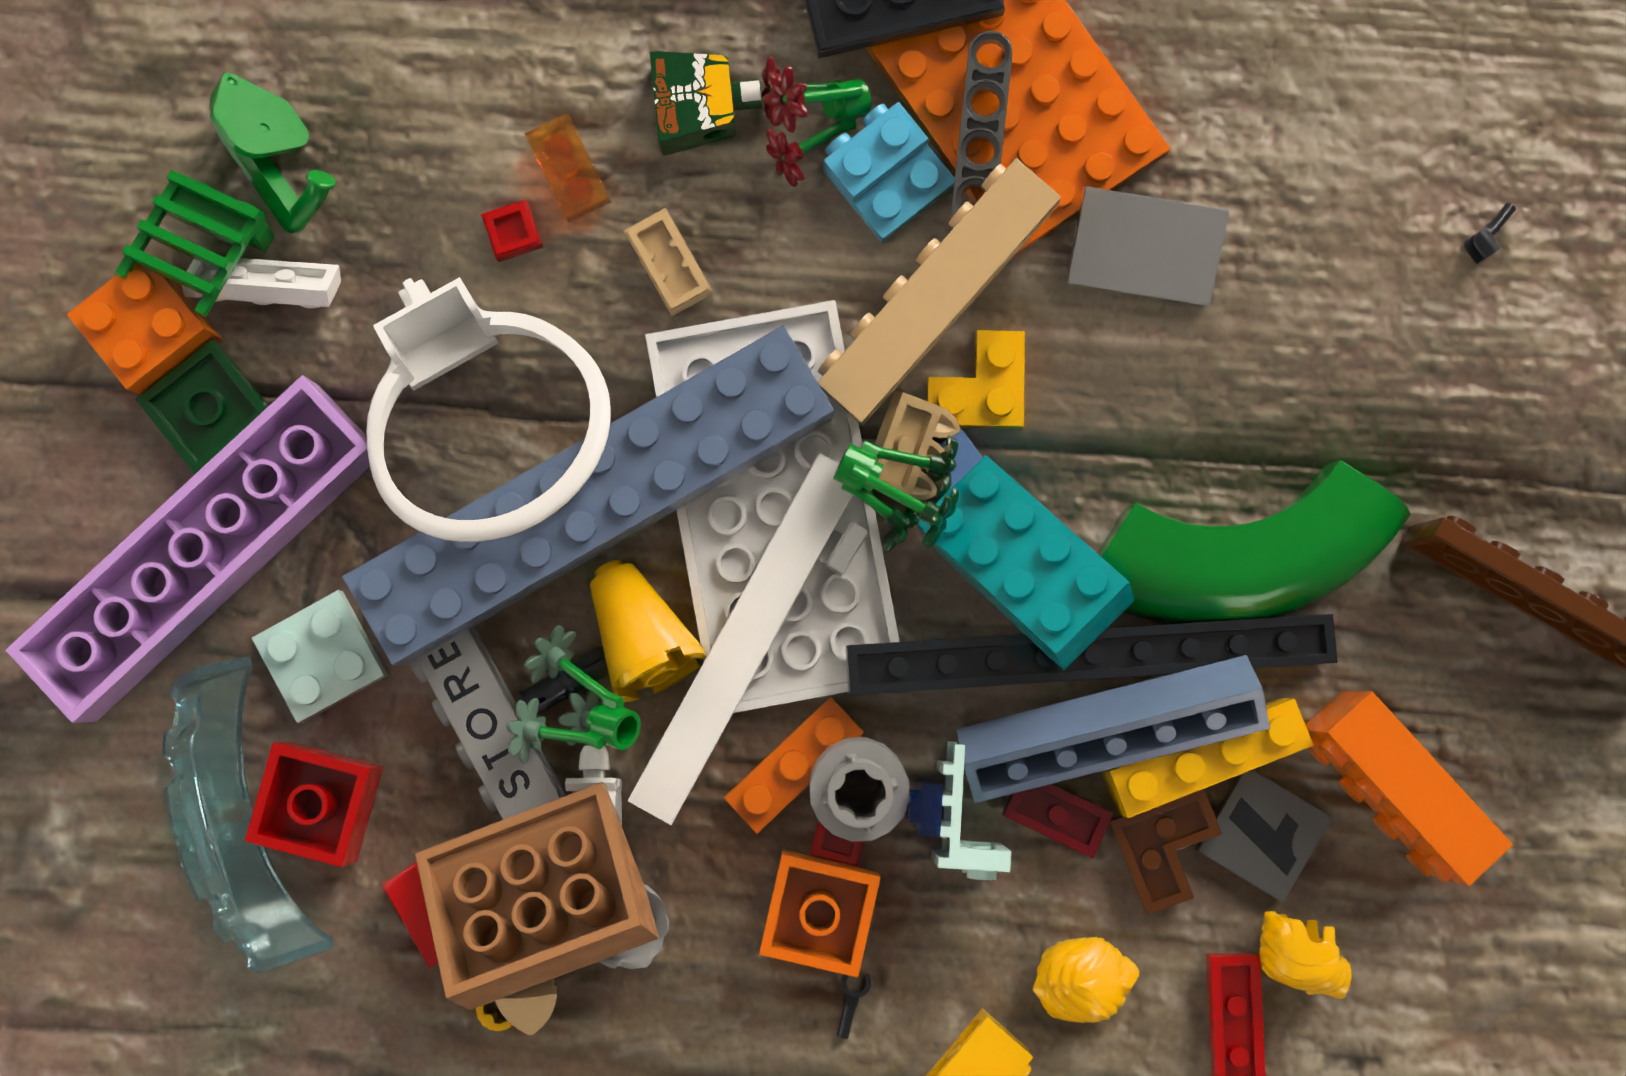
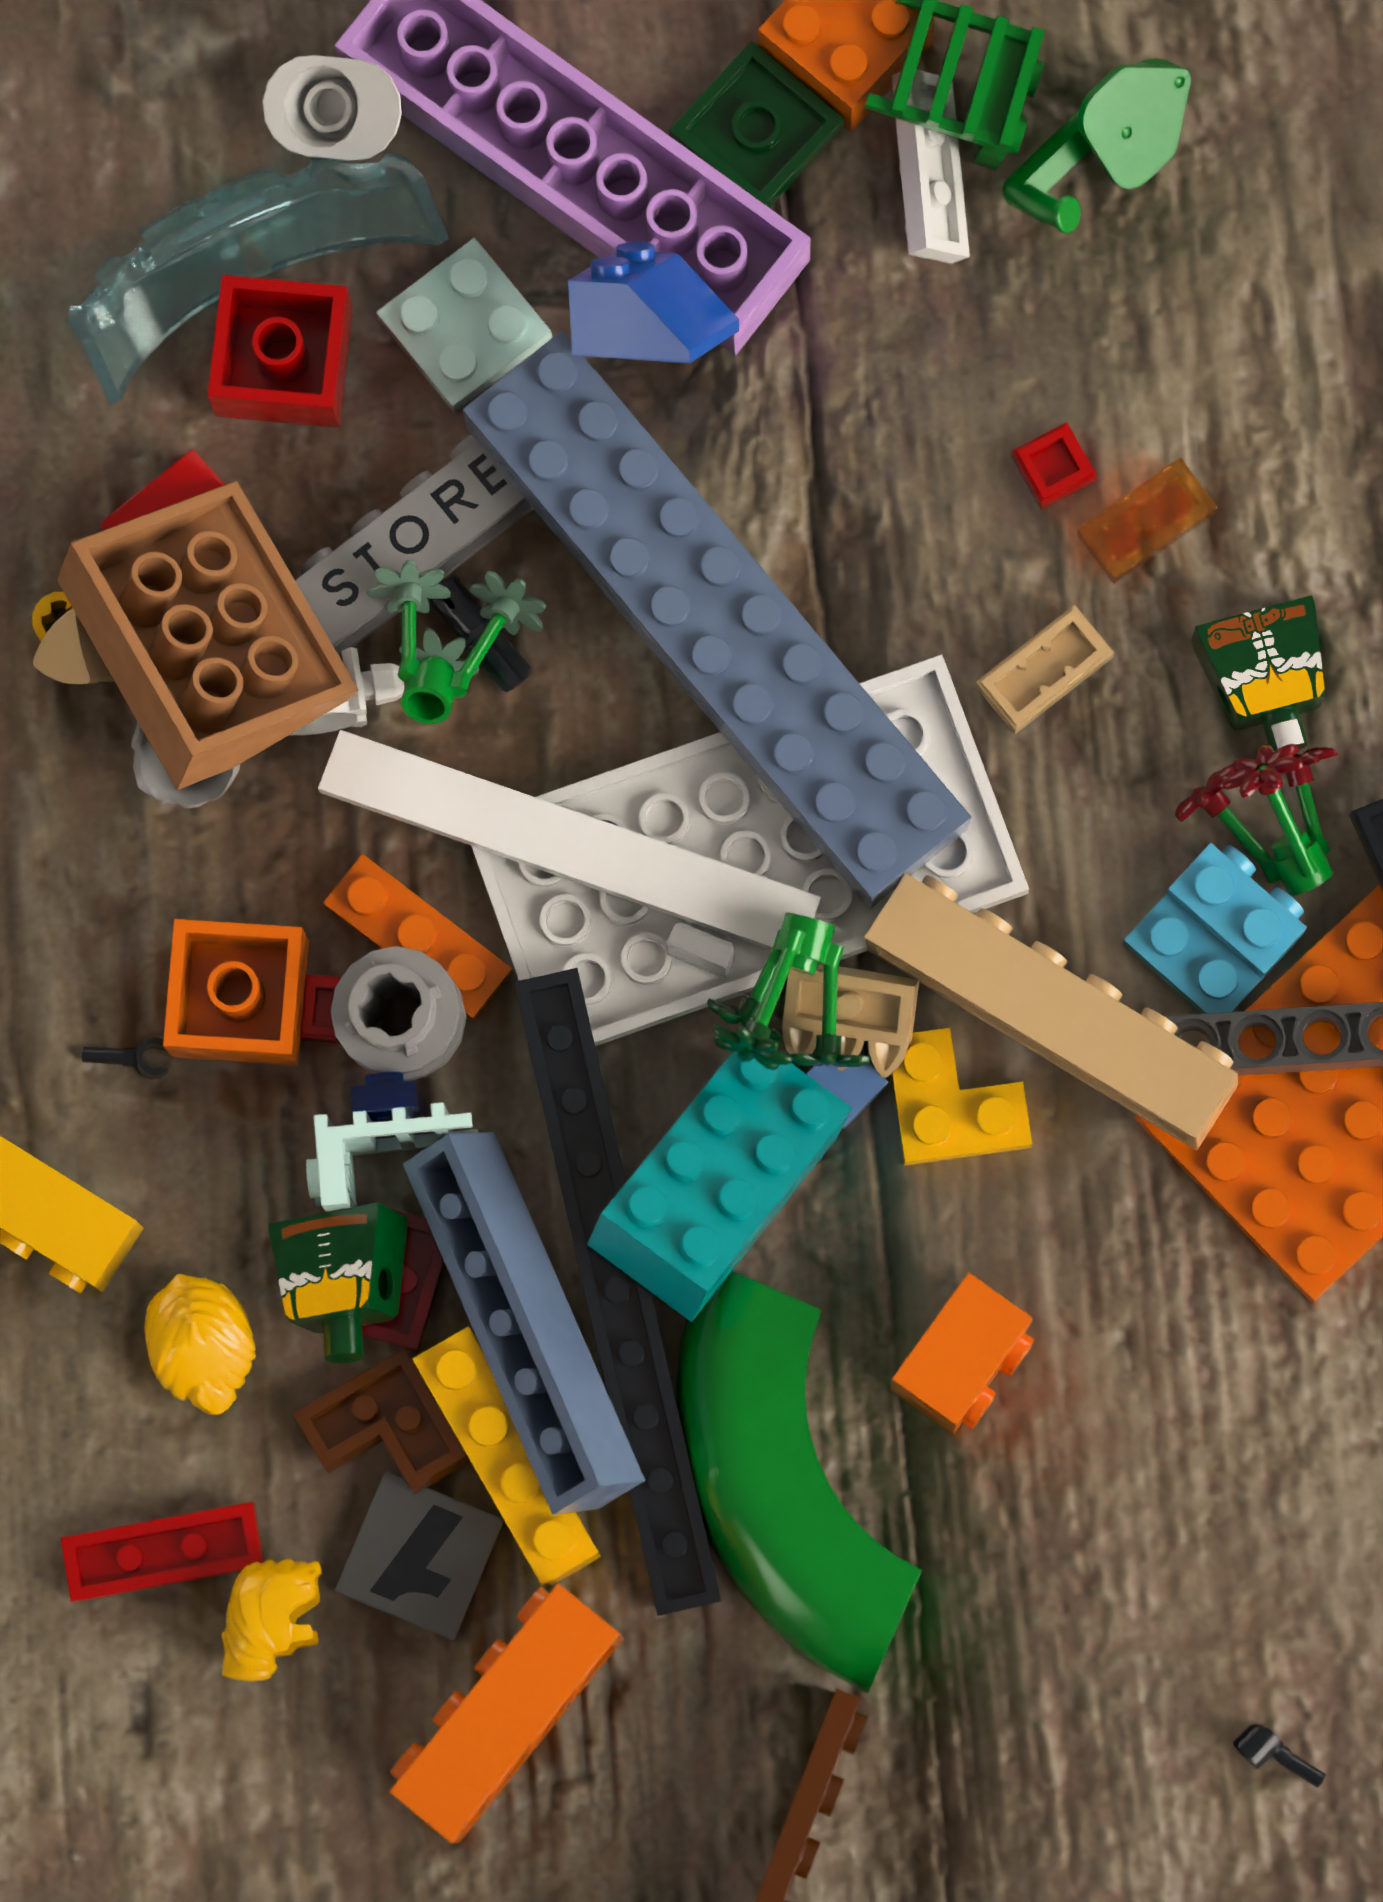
camera: 90 degrees right, 5 degrees down
(123, 732) = (332, 107): none -> white piece
(337, 507) = (645, 308): none -> blue slope
(438, 335) = (891, 394): white brick -> none
(640, 633) = (553, 711): yellow cone -> none
(1053, 864) = (341, 1273): none -> torso
(1147, 246) = (1173, 1287): light grey tile -> none
(1184, 404) = (962, 1354): none -> orange brick

